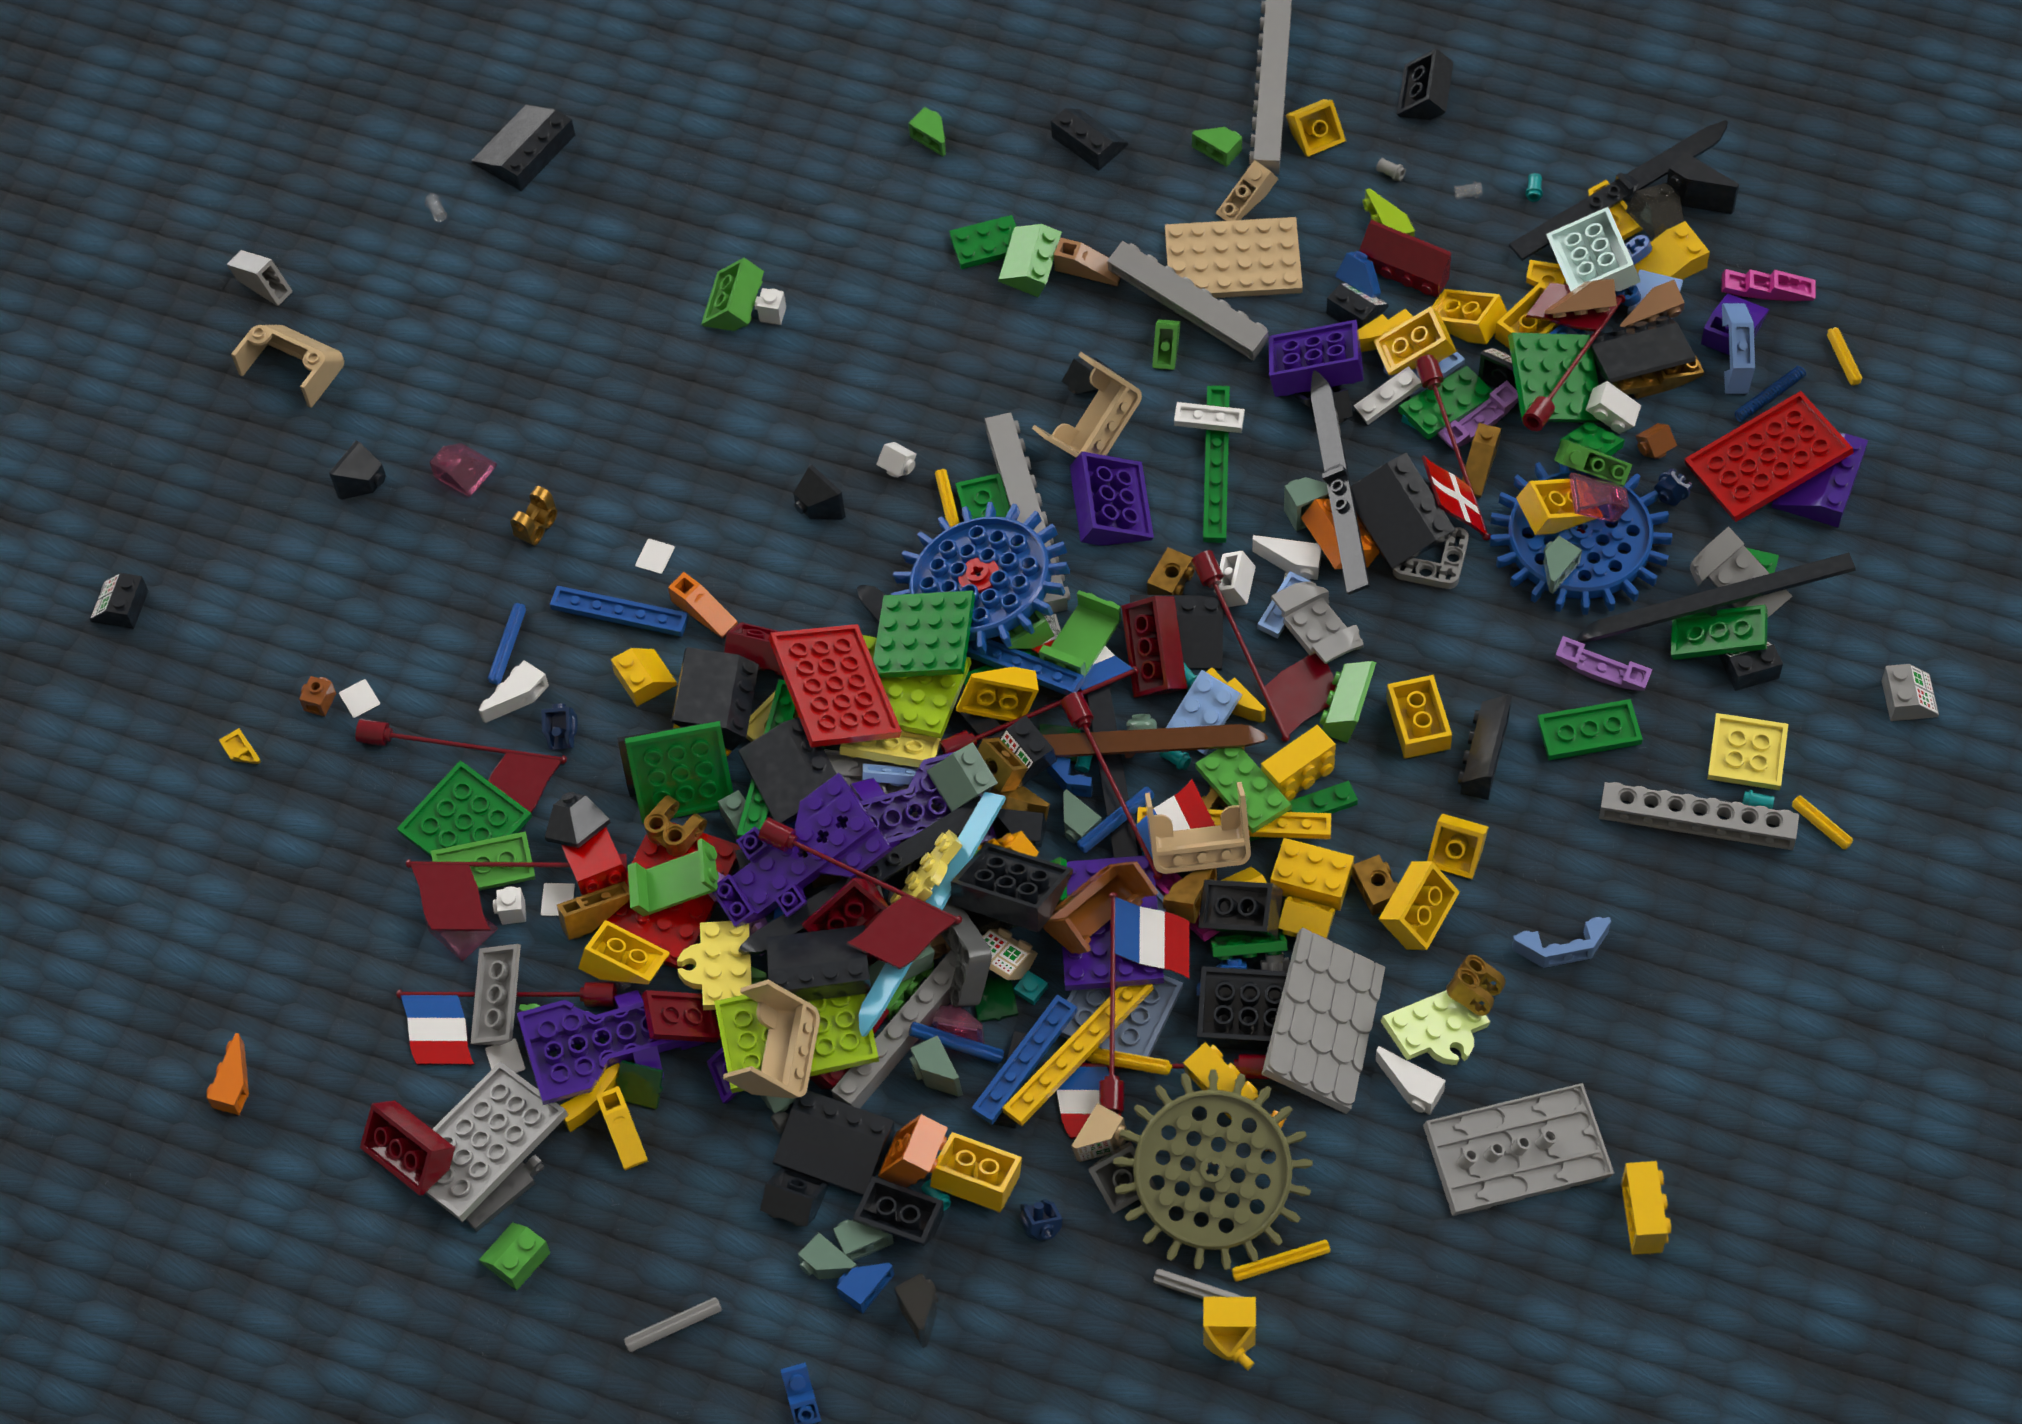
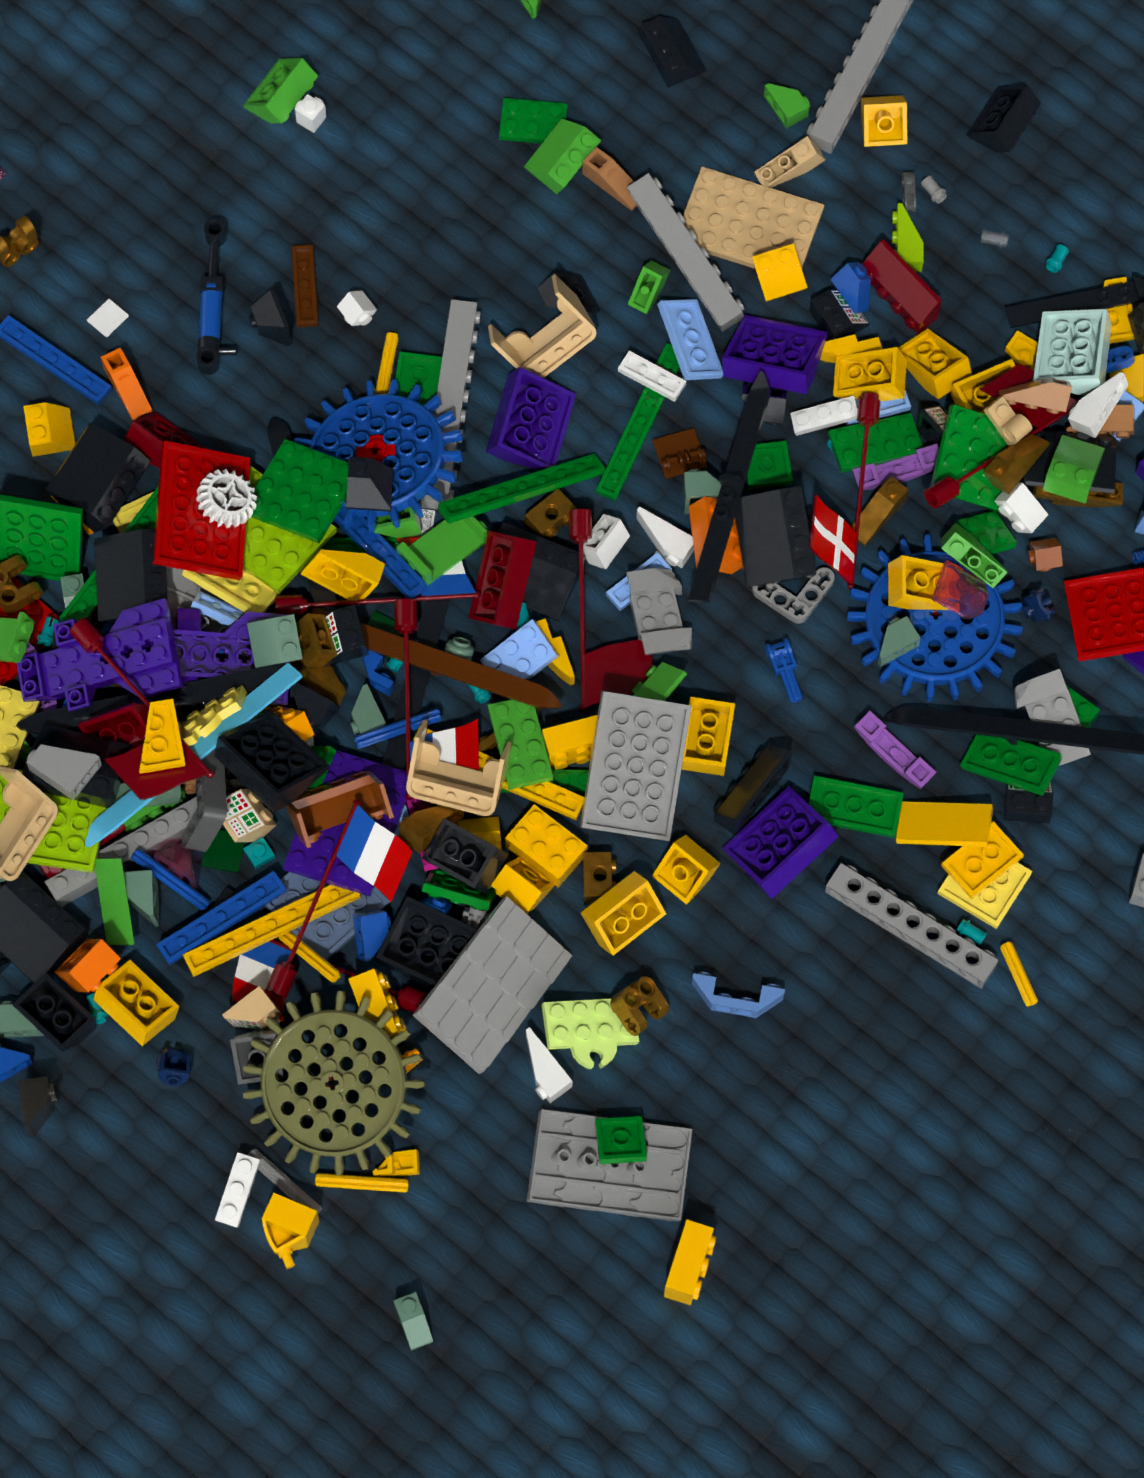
camera: 15 degrees right, 10 degrees up
(728, 858) = (46, 637): none -> teal pin
(752, 506) = (211, 304): none -> black piece
(811, 963) = (63, 768): none -> light grey slope
(835, 459) = (304, 286): none -> reddish brown tile
(855, 664) = (213, 499): none -> white gear
(897, 902) = (162, 739): none -> yellow wing
(910, 1079) = (114, 902): none -> bright green sticker
(989, 601) = (369, 485): none -> black slope
(1133, 558) = (521, 488): none -> green plate
(1160, 1315) = (237, 1190): none -> white plate
(1178, 1018) = (370, 932): none -> blue slope
(1229, 374) = (690, 339): none -> light blue tile
(1266, 478) = (679, 453): none -> reddish brown hinge
(1284, 286) = (779, 272): none -> yellow slope
(1310, 1228) = (399, 1164): none -> yellow slope
(1361, 456) = (770, 466): none -> green plate
(1366, 764) = (635, 766): none -> light grey plate
(1368, 177) = (908, 191): none -> dark grey piece
(1396, 1372) = (413, 1321): none -> sand green slope
(1458, 626) = (784, 664): none -> blue connector
(1520, 1117) = (620, 1140): none -> green plate
(1537, 785) = (780, 842): none -> dark purple slope
(1571, 335) = (1009, 425): none -> tan plate
(1591, 366) = (1014, 462): none -> pearl gold slope
(1641, 292) = (1095, 408): none -> white slope
(1649, 352) = (1073, 469): none -> bright green slope
(1685, 710) = (944, 824): none -> yellow tile
(1737, 729) = (980, 866): none -> yellow plate

